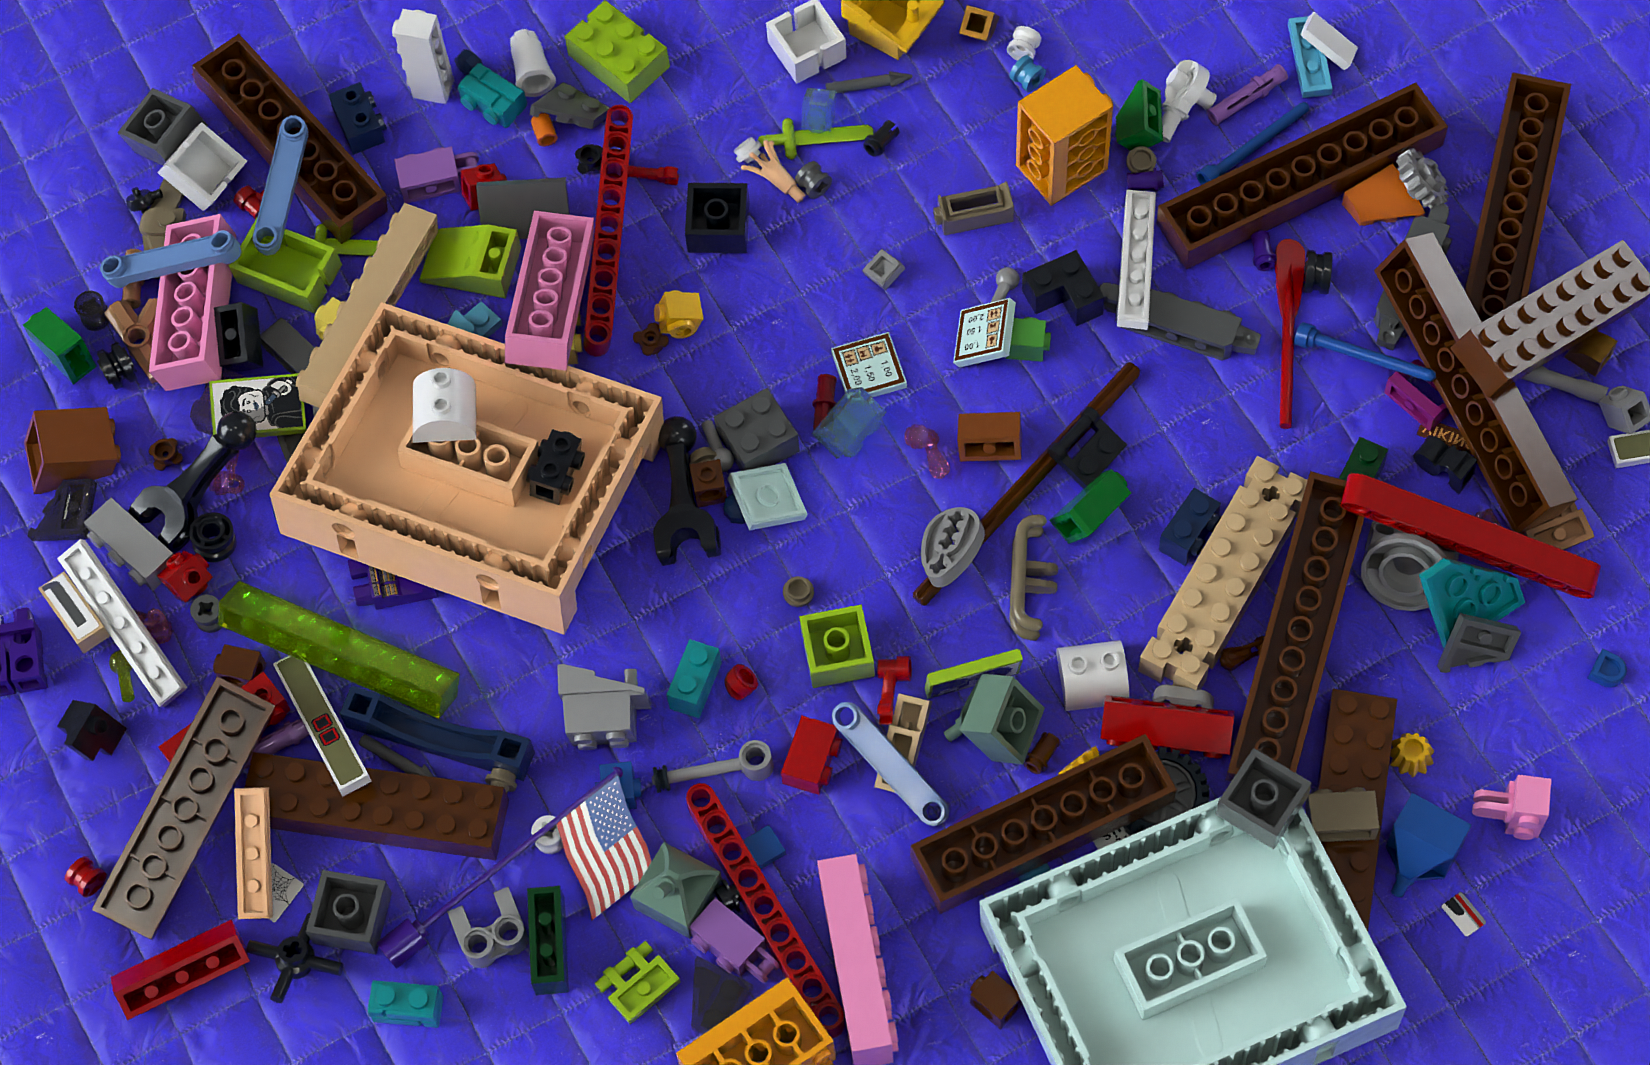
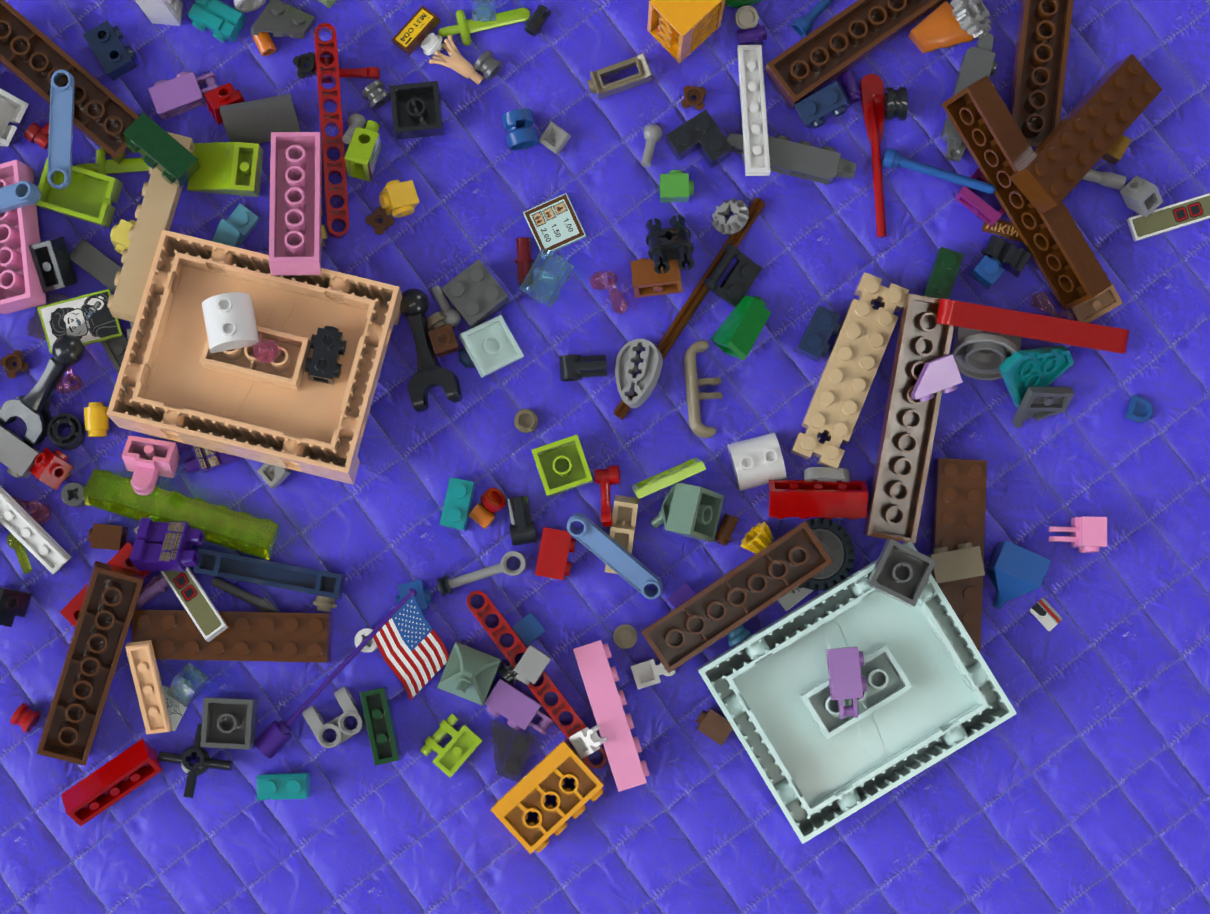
camera: 10 degrees left, 20 degrees up
(253, 528) = (96, 420): none -> yellow brick
(304, 858) = (187, 684): none -> clear light blue brick
(310, 676) = (165, 546): none -> dark purple hips
(311, 577) = (149, 460): none -> bright pink brick
(397, 218) = (160, 150): none -> dark green brick
(464, 616) = (273, 474): none -> light grey tile
(482, 444) = (266, 351): none -> clear pink plate
(600, 708) = (389, 541): light grey piece -> none
(639, 227) = (354, 121): none -> light grey bar
(643, 258) = (363, 151): none -> lime torso
(670, 198) = (376, 94): none -> dark grey wheel
(723, 699) = (481, 516): none -> orange hinge
(730, 134) = (415, 30): none -> tile
(760, 874) = (531, 665): none -> light grey brick
(774, 717) = (521, 526): none -> black piece
(817, 983) = (587, 741): none -> white plate
(841, 253) = (518, 137): none -> blue wheel
(871, 534) = (576, 367): none -> black piece
(890, 871) = (625, 636): none -> dark tan plate
(913, 921) = (648, 673): none -> white plate
(984, 332) = (642, 187): light aqua tile -> none
(1011, 396) = (669, 244): none -> black pin
(1063, 235) = (690, 91): none -> reddish brown plate
(1098, 384) = (735, 222): none -> light grey gear
(1176, 926) = (846, 678): none -> medium lavender brick
(1225, 262) = (823, 105): none -> dark blue brick
(1235, 656) = (860, 435): reddish brown piece -> none
(1337, 572) = (937, 376): none -> slope
(1411, 754) = (999, 494): yellow piece -> none
(1421, 473) = (987, 271): none -> blue brick

